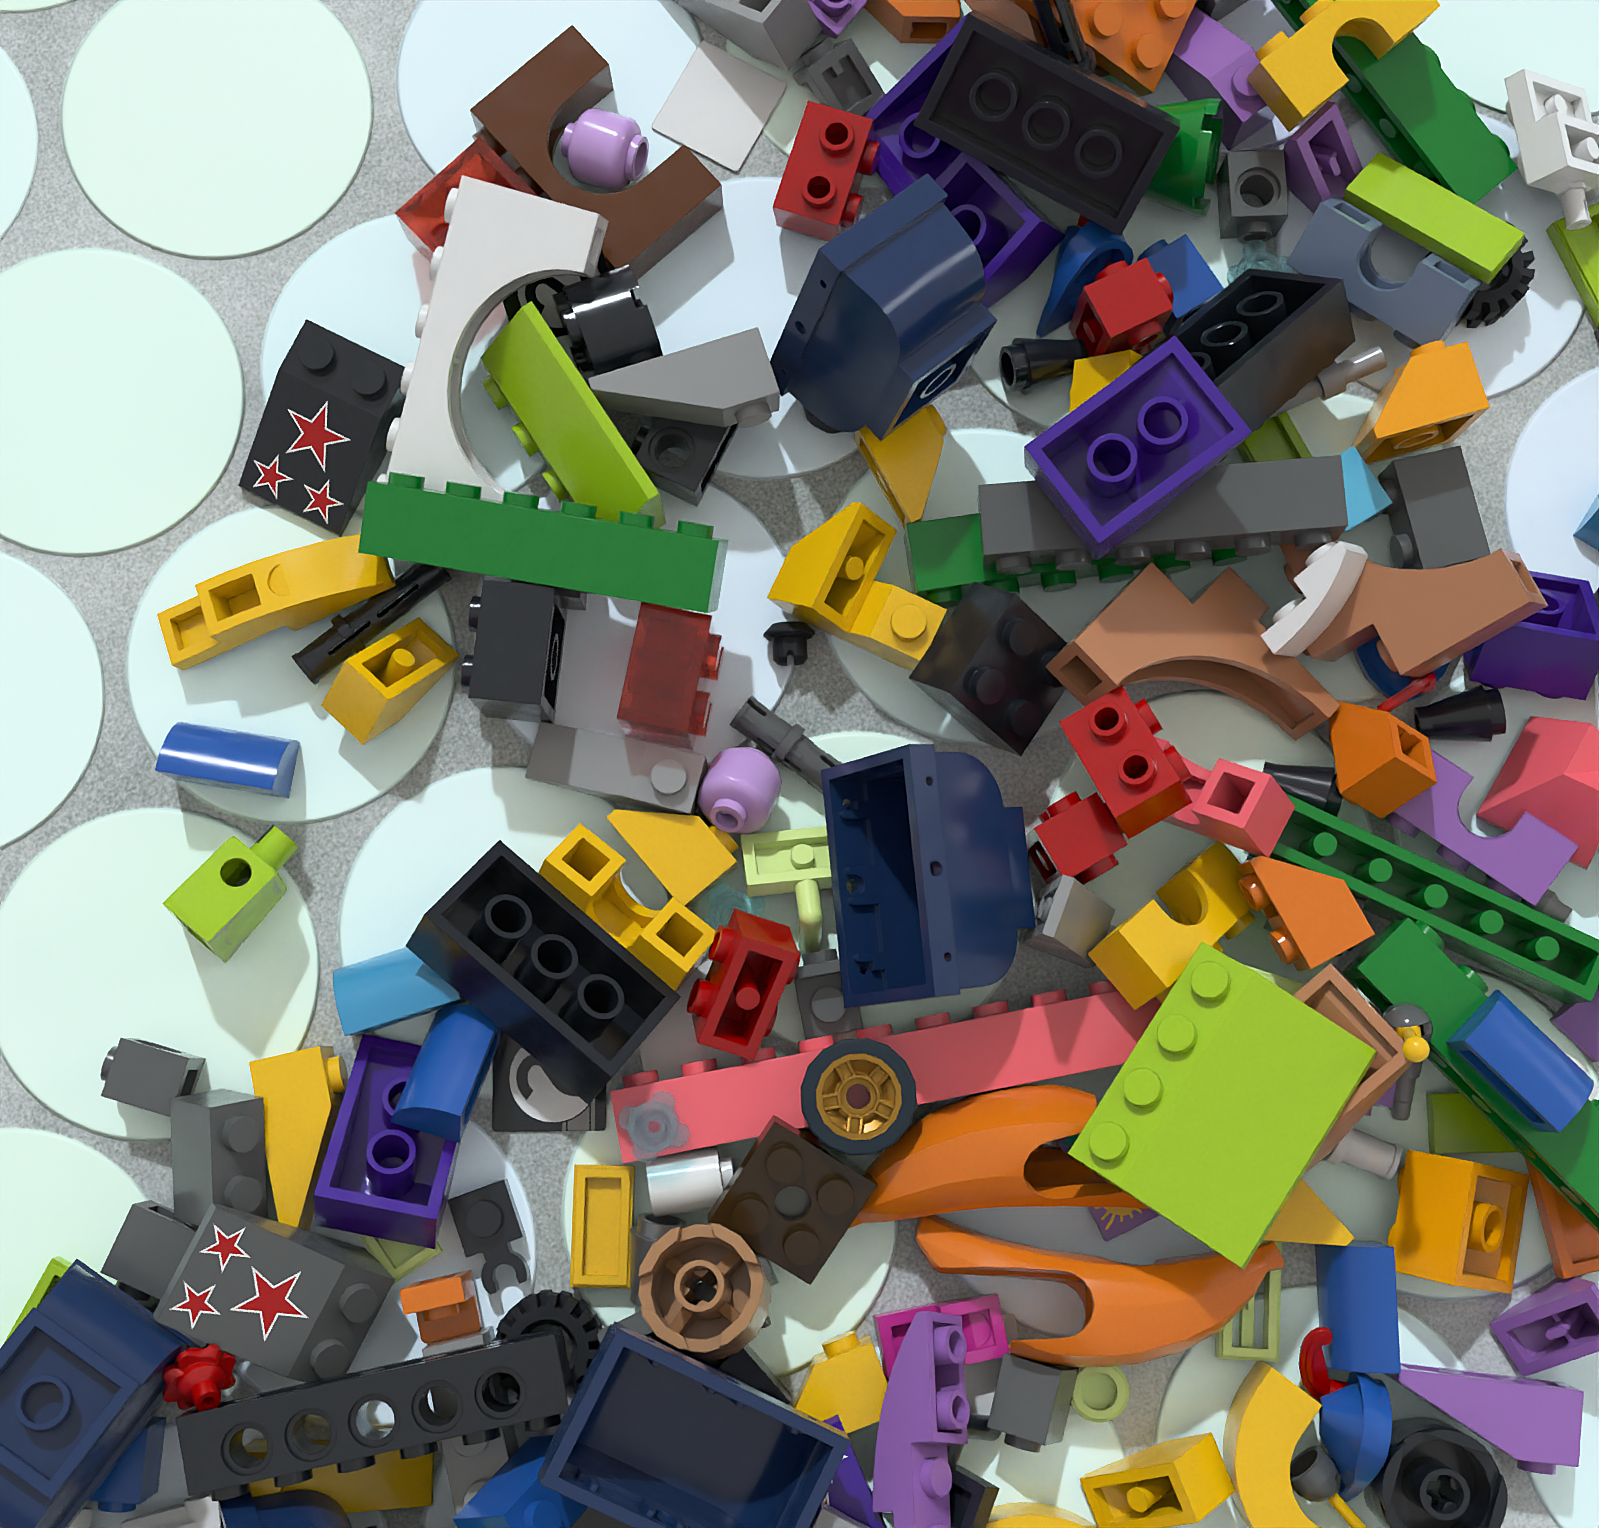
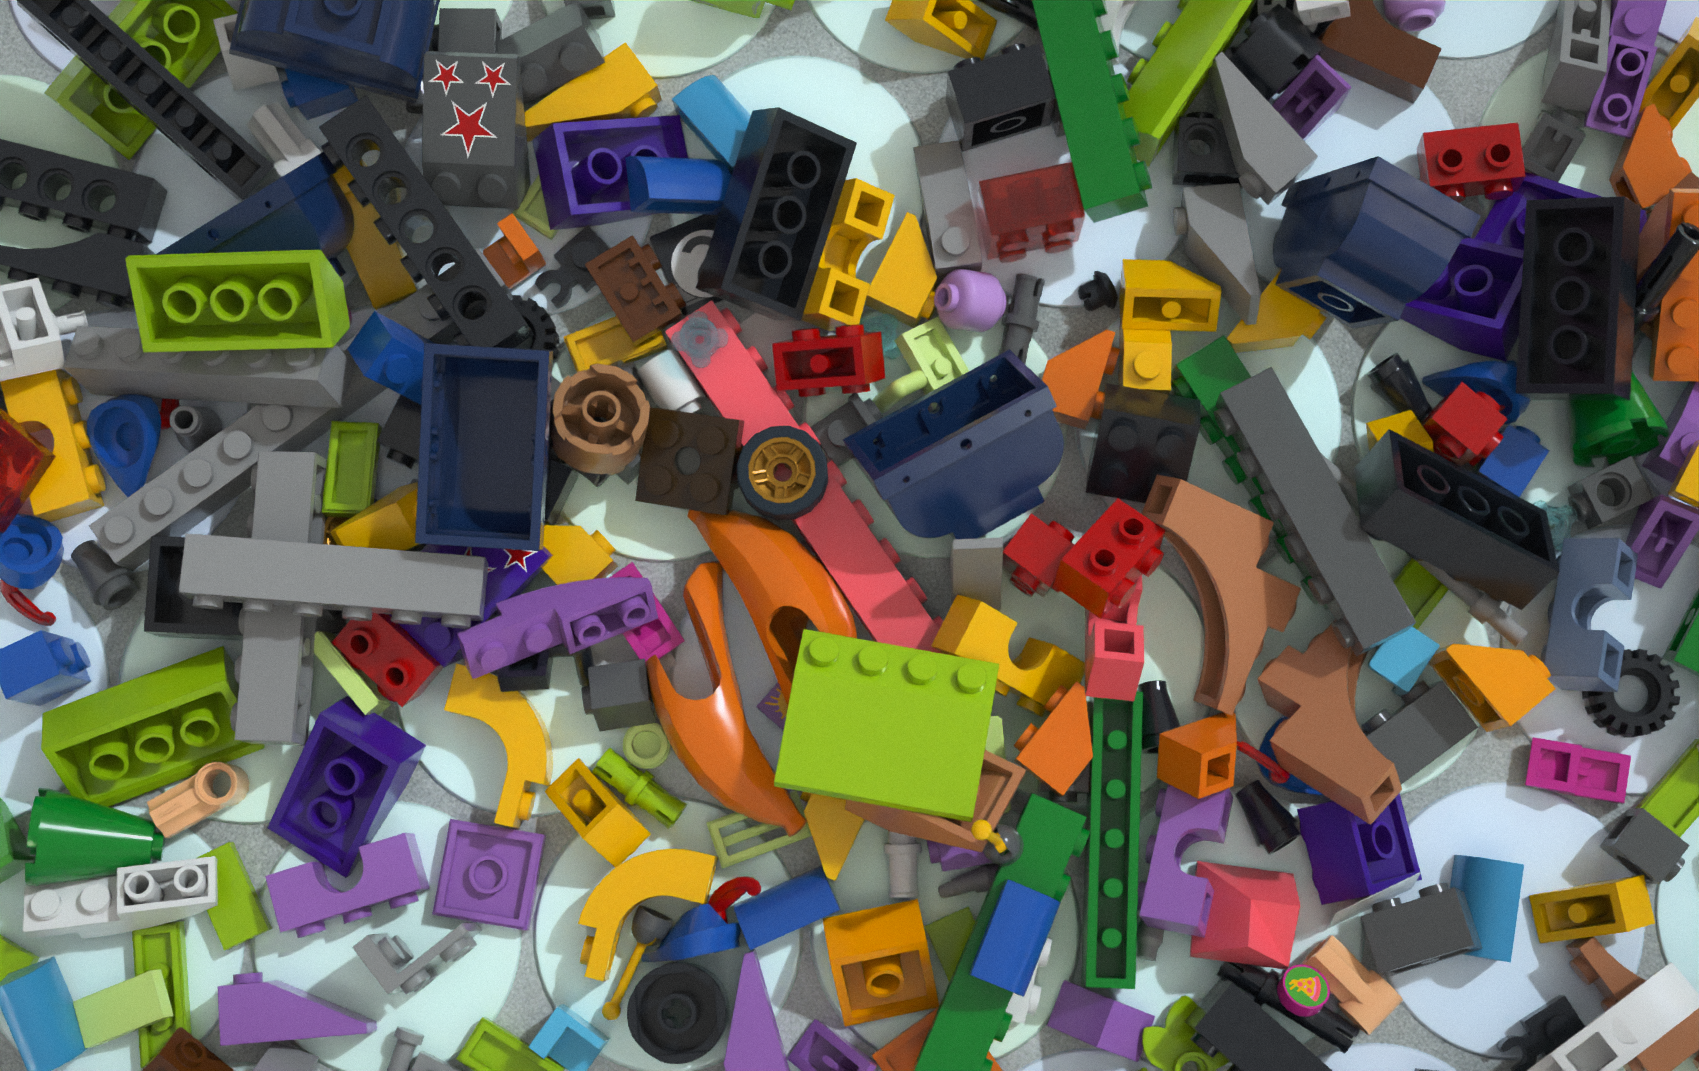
camera: 75 degrees right, 0 degrees up
(198, 1378) = (398, 101): red plant -> none
(554, 1177) = (634, 289): none -> reddish brown bracket
(675, 306) = (1312, 97): none -> medium lavender slope
(719, 105) = (1492, 66): white sticker -> none
(801, 481) = (1220, 243): none -> light grey slope
(880, 708) = (1076, 379): none -> orange slope
(1134, 447) = (1344, 457): dark purple slope -> none
(1147, 1421) = (639, 788): none -> lime pin
(1327, 585) = (1309, 659): white slope -> none
(1434, 217) = (1654, 636): lime tile -> none
(1537, 363) = (1578, 771): none -> dark pink slope

